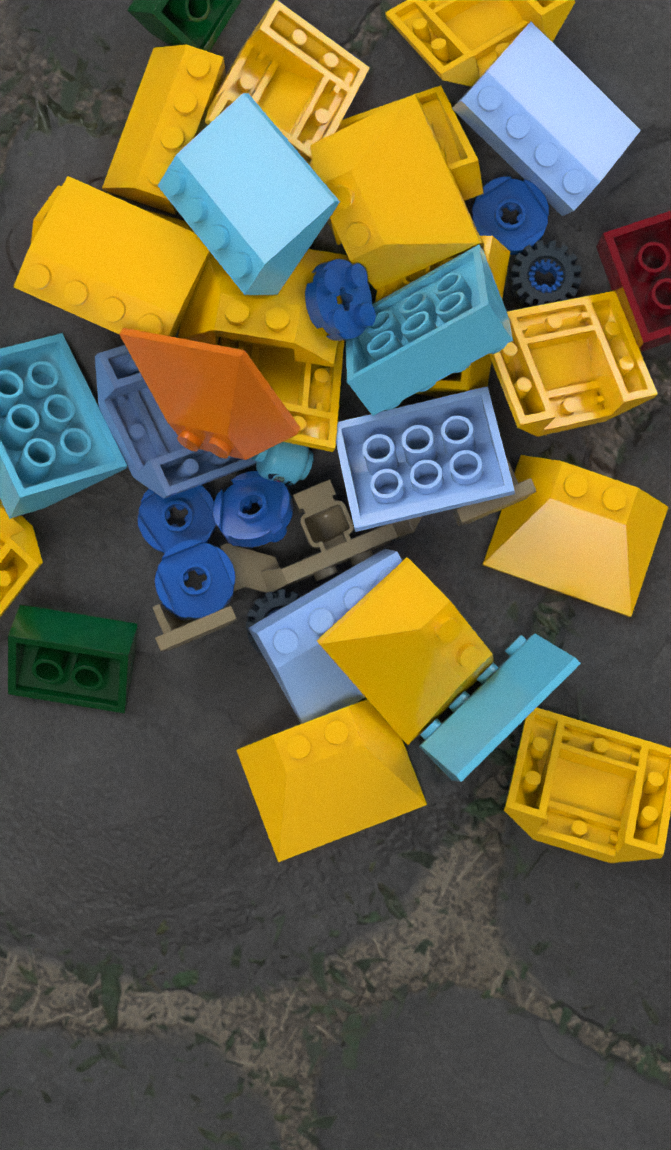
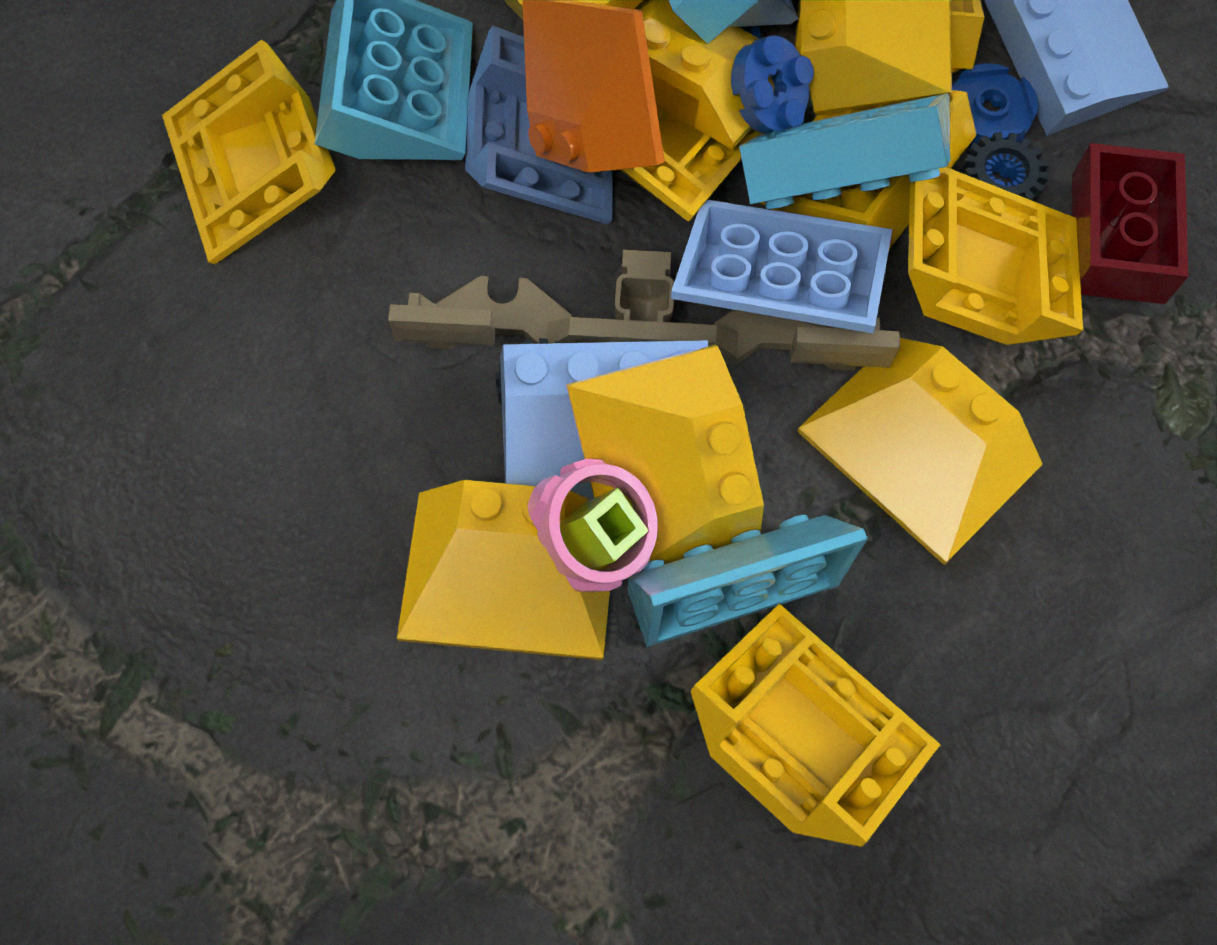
camera: 30 degrees right, 15 degrees down
(71, 658) = (296, 313): dark green slope -> none
(155, 513) = (493, 254): blue plate -> none
(174, 570) = (473, 263): blue plate -> none
(262, 527) = (573, 253): blue plate -> none
(284, 463) = (632, 218): medium azure head -> none
(389, 730) = (602, 529): none -> lime brick
(414, 733) = (545, 509): none -> bright pink piece

